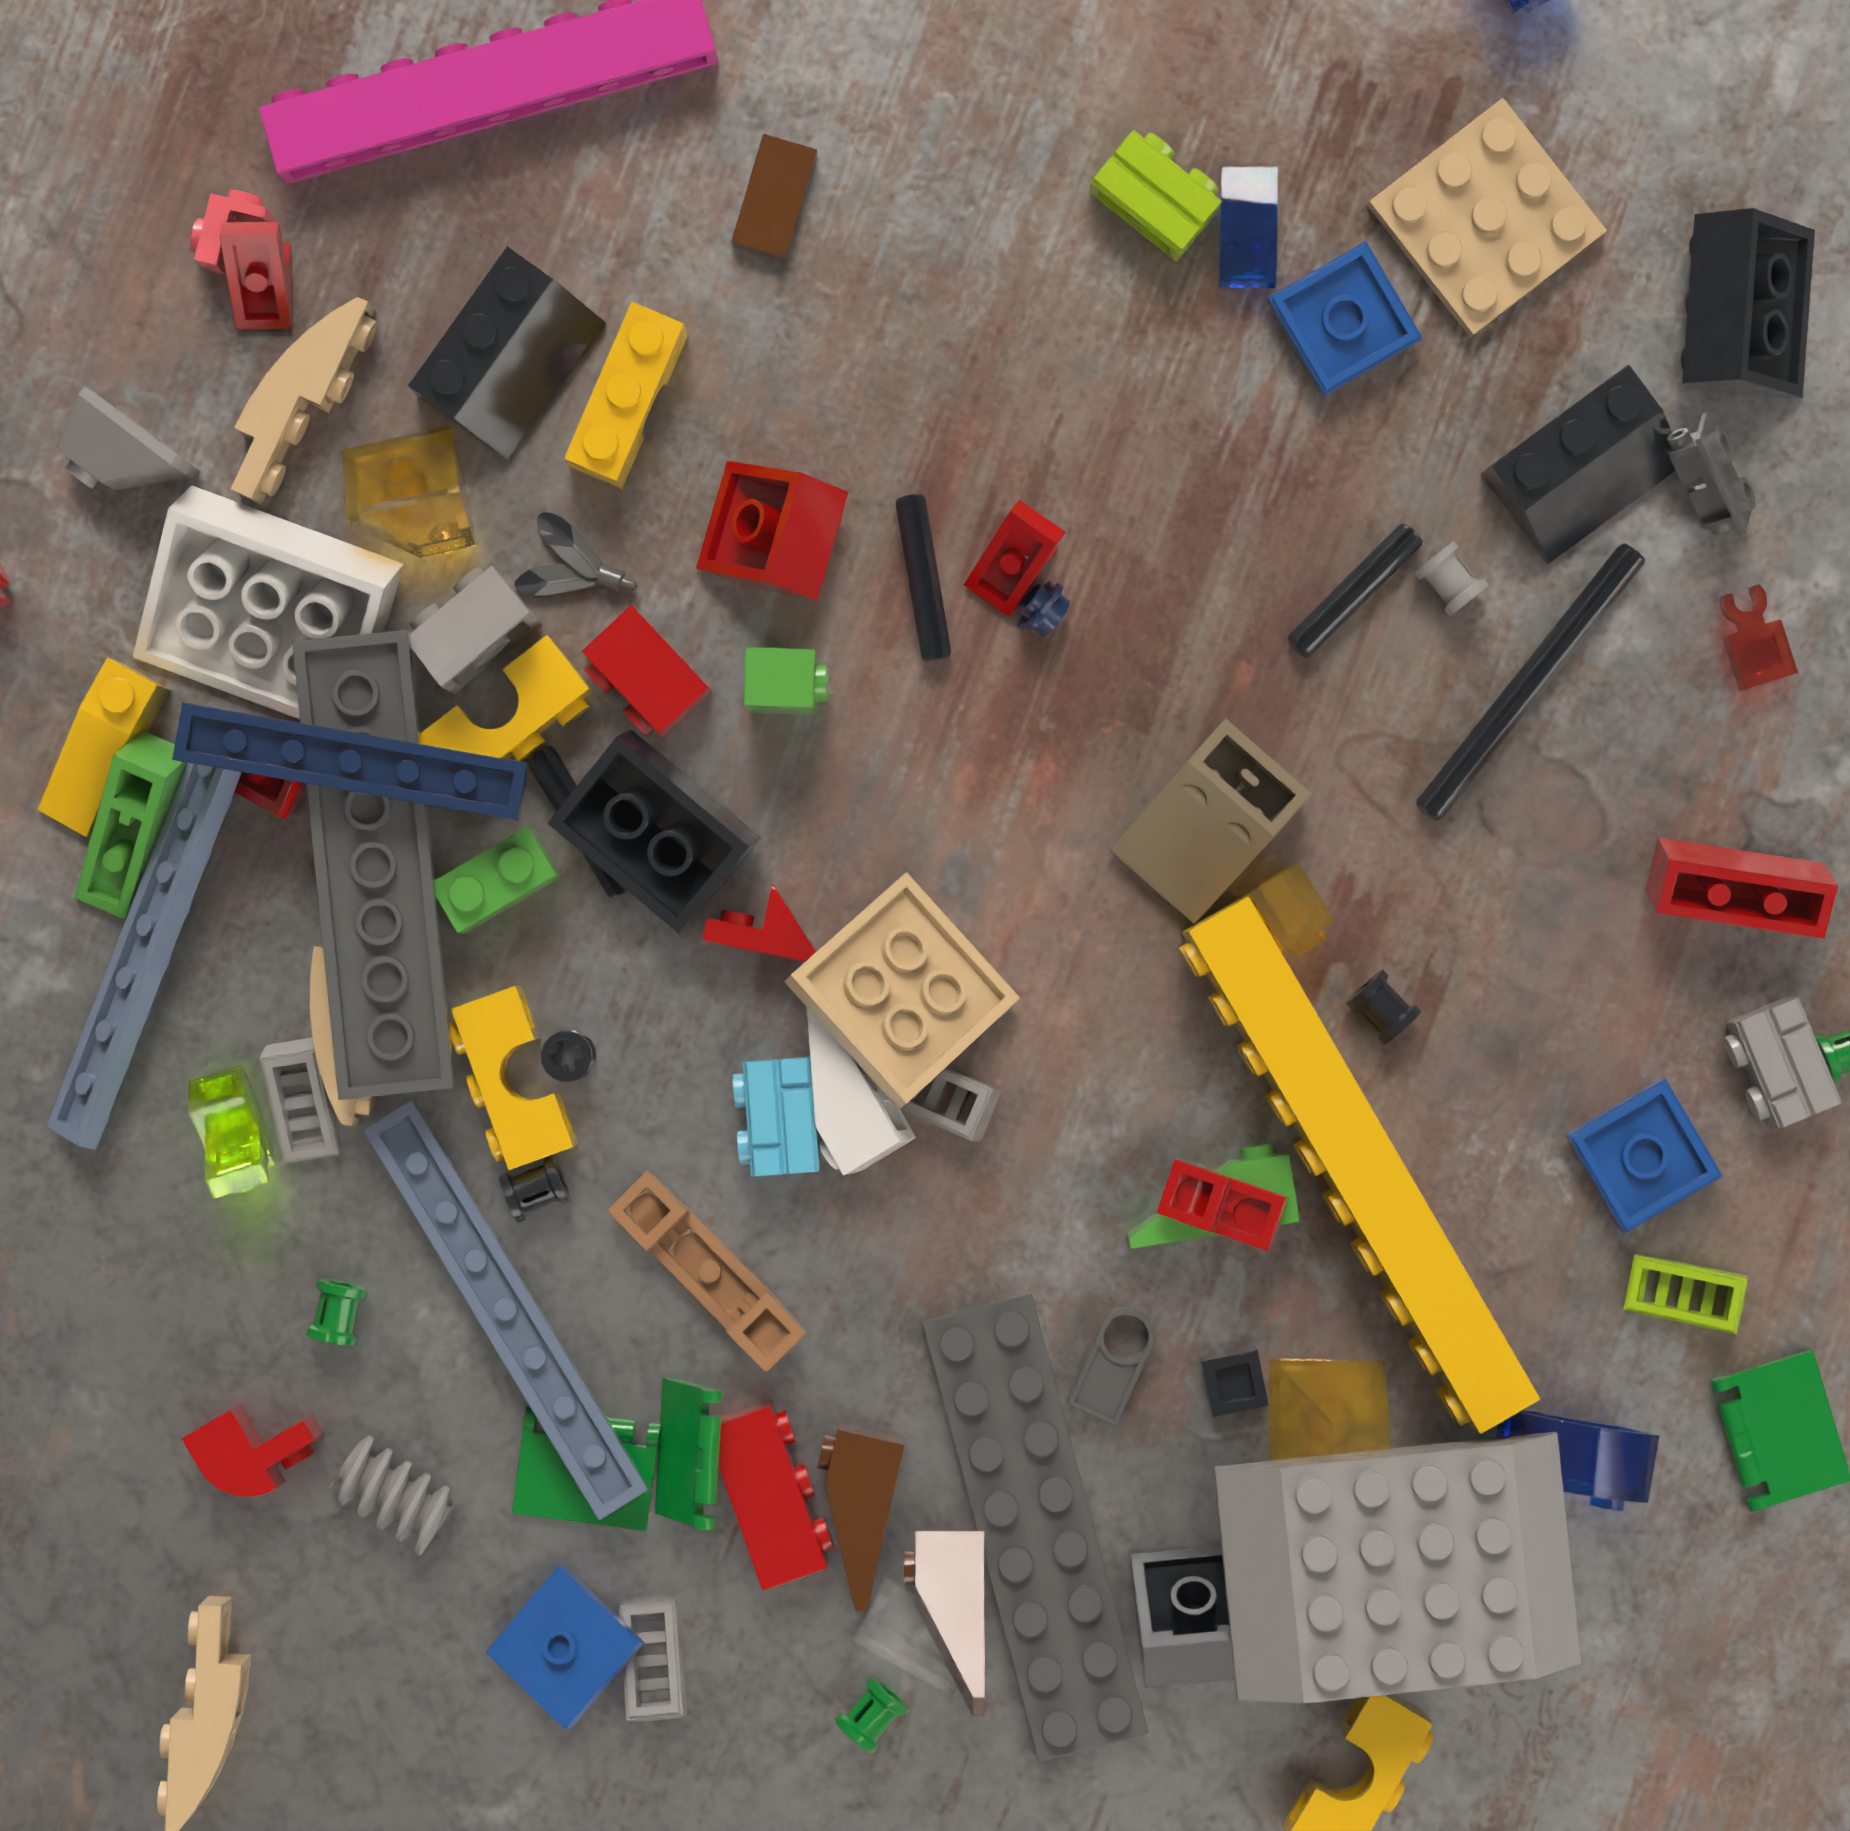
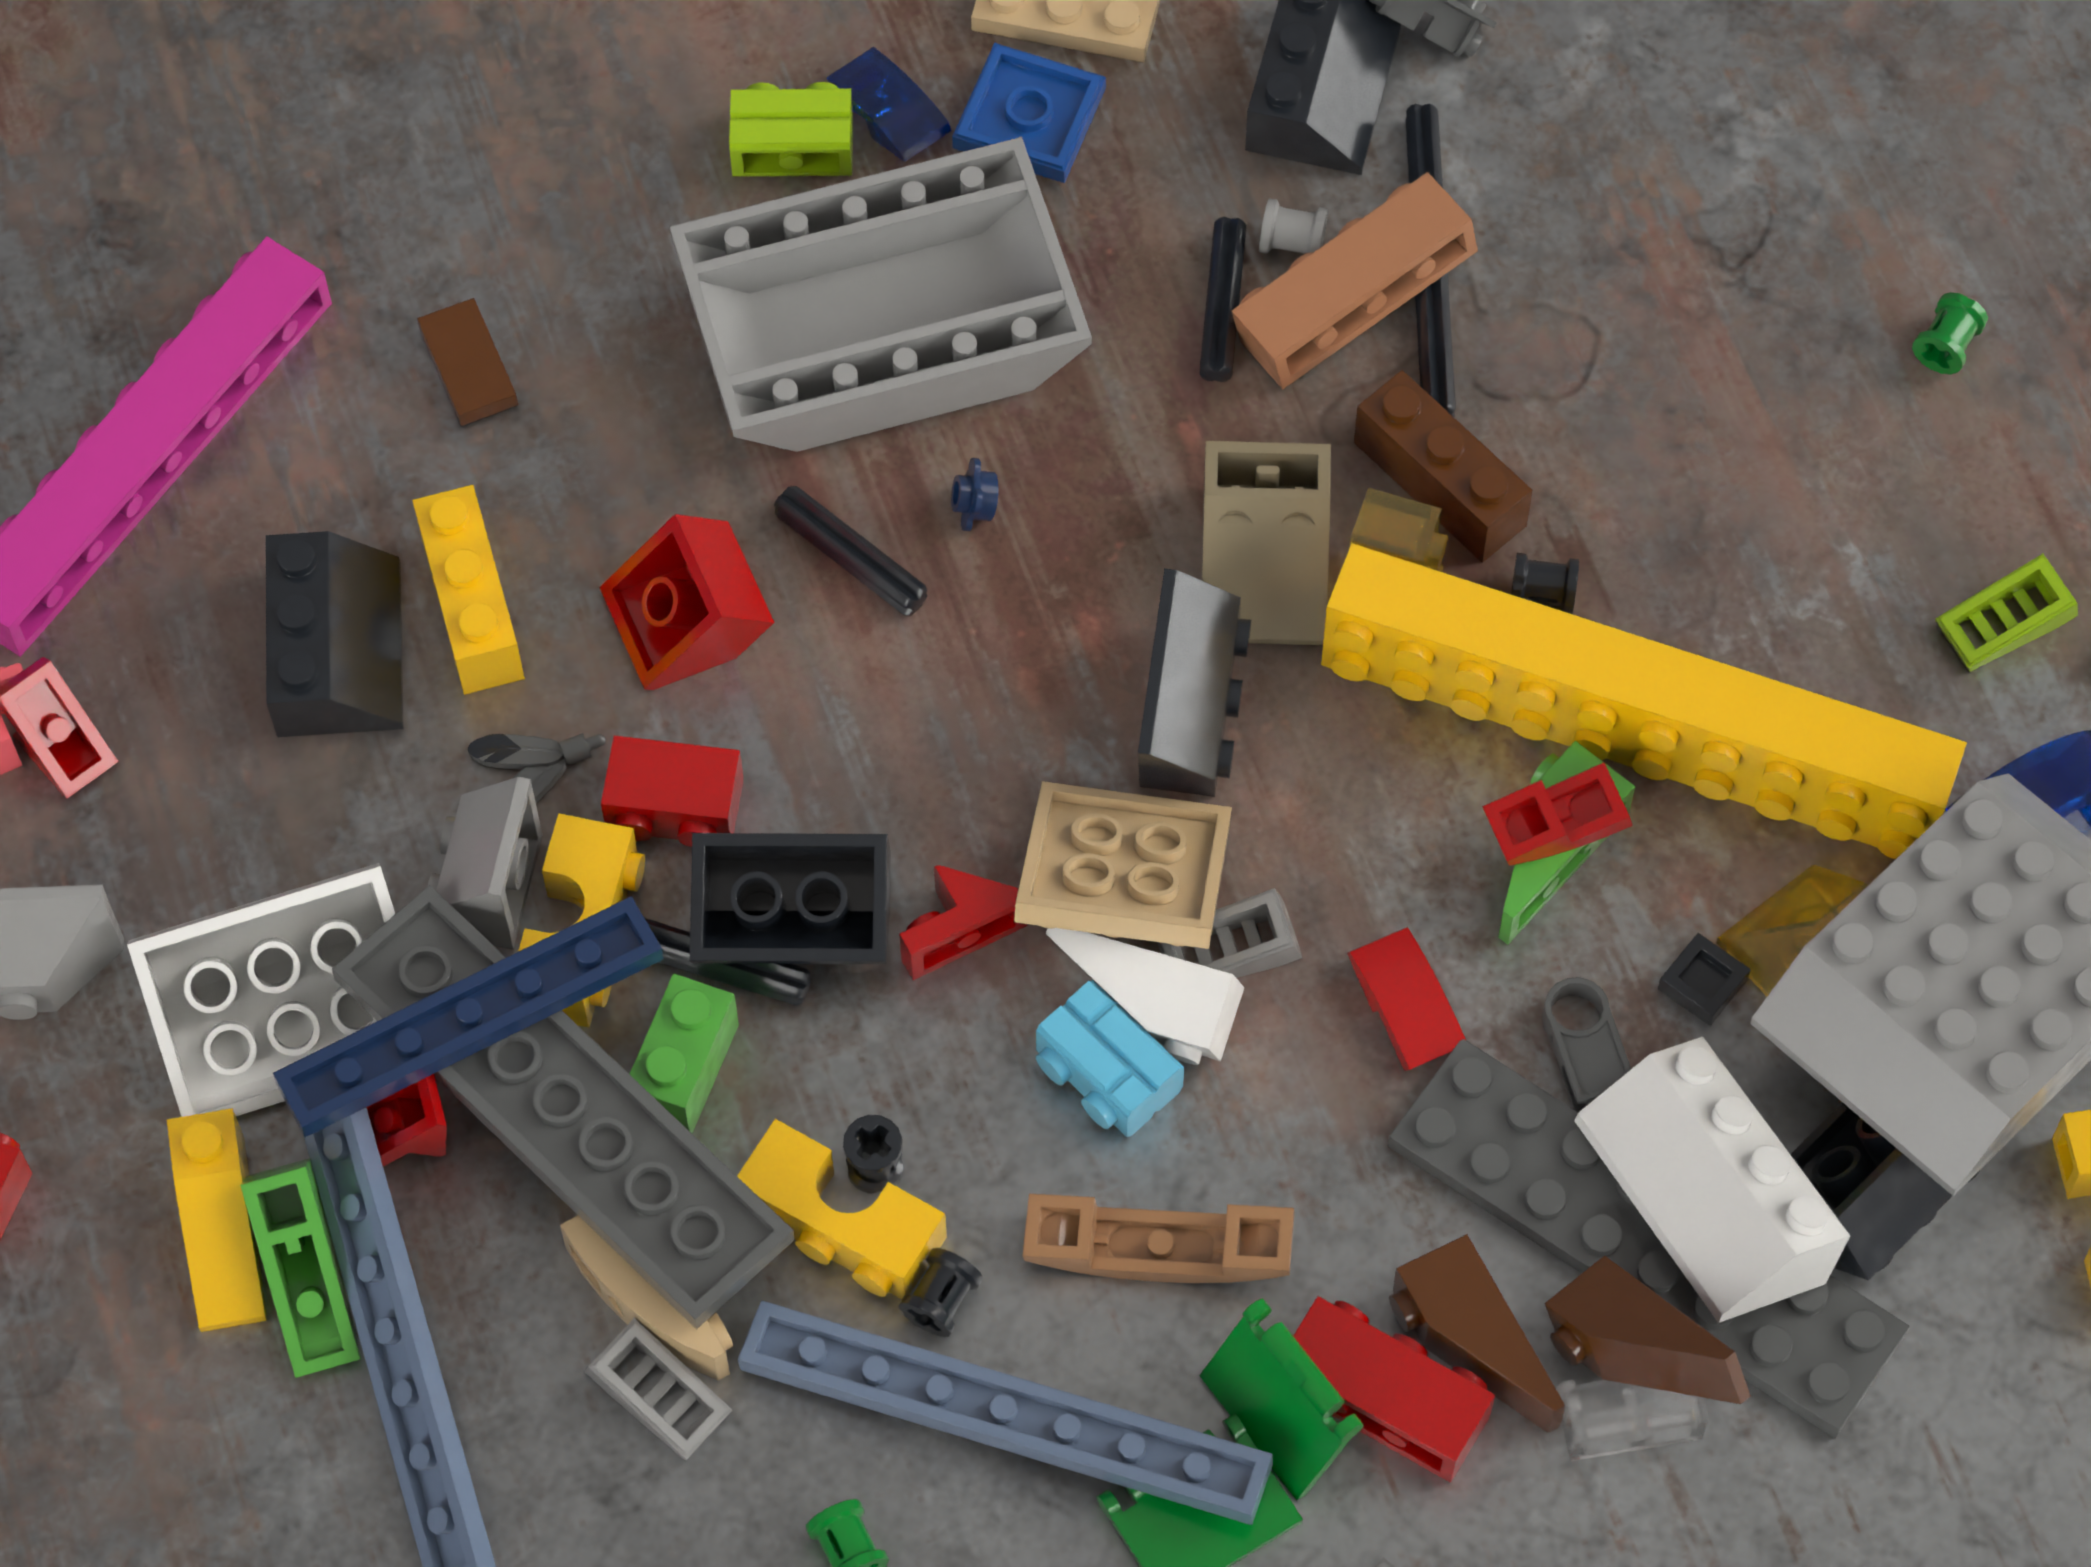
camera: 40 degrees left, 25 degrees down
(231, 1130) = (613, 1453): clear neon green brick -> none
(307, 373) = (165, 791): tan slope -> none
(410, 492) = (343, 796): clear yellow slope -> none
(784, 681) = (801, 697): bright green brick -> none
(872, 1714) = (1652, 1508): green bush -> none
(1014, 558) = (916, 469): red slope -> none
(1020, 1234) = (1407, 998): none -> red slope
(1059, 898) = (1191, 687): none -> slope
(1096, 1543) = (1713, 1181): none -> white slope
(1099, 398) = (882, 298): none -> light grey slope
(1389, 859) = (1442, 465): none -> reddish brown brick
(1453, 662) = (1354, 279): none -> nougat brick
(1643, 1155) = (1866, 535): blue plate -> none
(1741, 888) = (1745, 271): red brick -> none
(1758, 649) = (1584, 104): clear red plate -> none
(1781, 1063) = (1907, 380): light grey brick -> none

